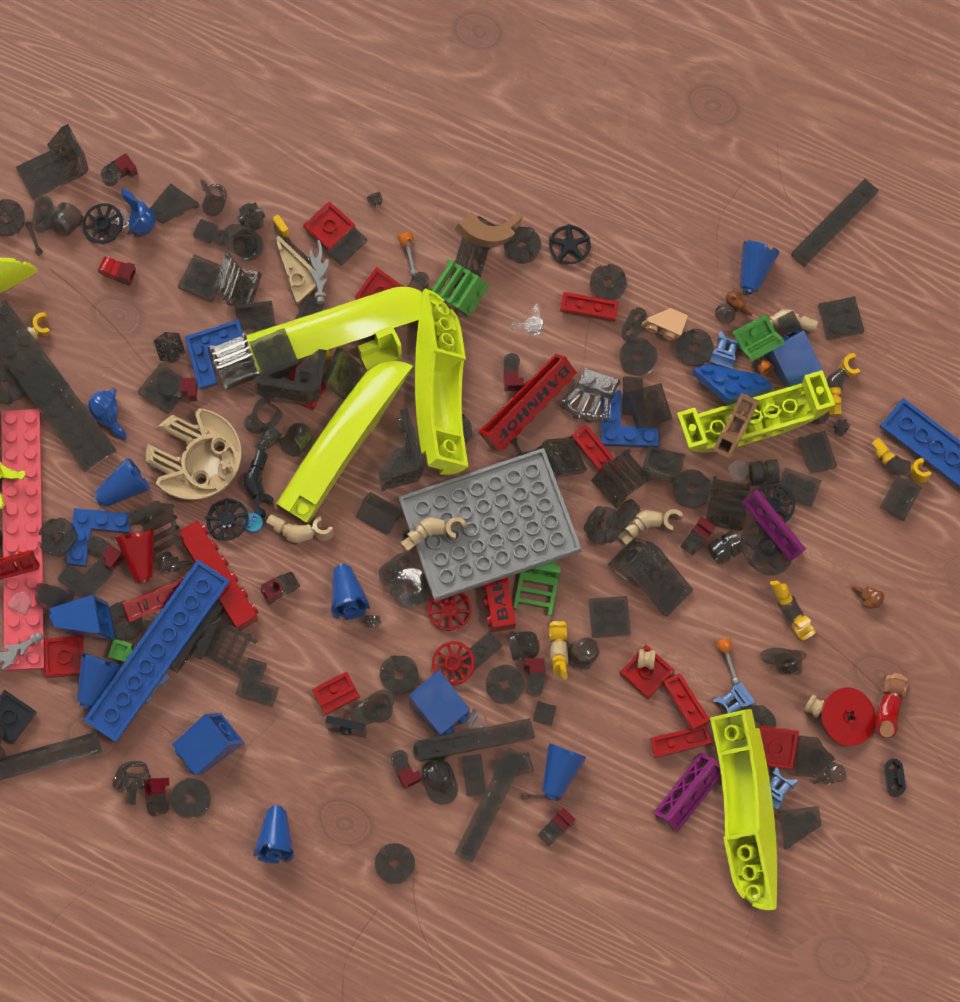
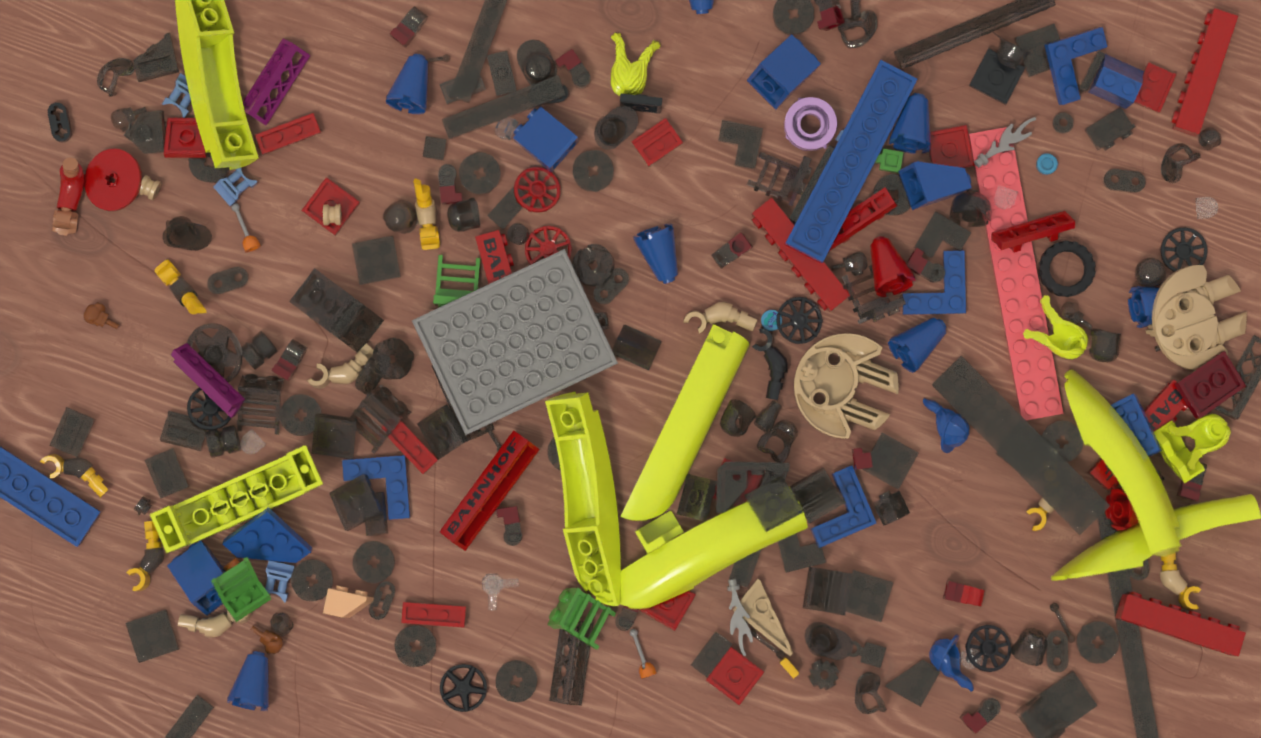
camera: 175 degrees right, 15 degrees up
(64, 543) = (967, 279): clear smoke plate -> none
(190, 674) = (824, 114): none -> lavender piece
(354, 752) = (627, 76): none -> neon yellow hair
(372, 620) = (628, 226): clear smoke plate -> none
(375, 199) = (687, 715): clear smoke hinge -> none
(403, 469) = (621, 393): clear smoke bracket -> none
(432, 526) = (576, 327): tan piece -> none
(475, 625) = (518, 234): none -> clear smoke tile
(488, 236) = (569, 680): medium nougat arch -> none
(594, 385) = (415, 519): clear smoke plate -> none
(686, 702) = (285, 175): red plate -> none
(736, 426) = (258, 477): medium nougat arch -> none
(747, 614) = (228, 280): none -> clear smoke plate
(788, 323) = (209, 617): clear smoke tile -> none
(832, 818) = (120, 67): none -> clear smoke piece

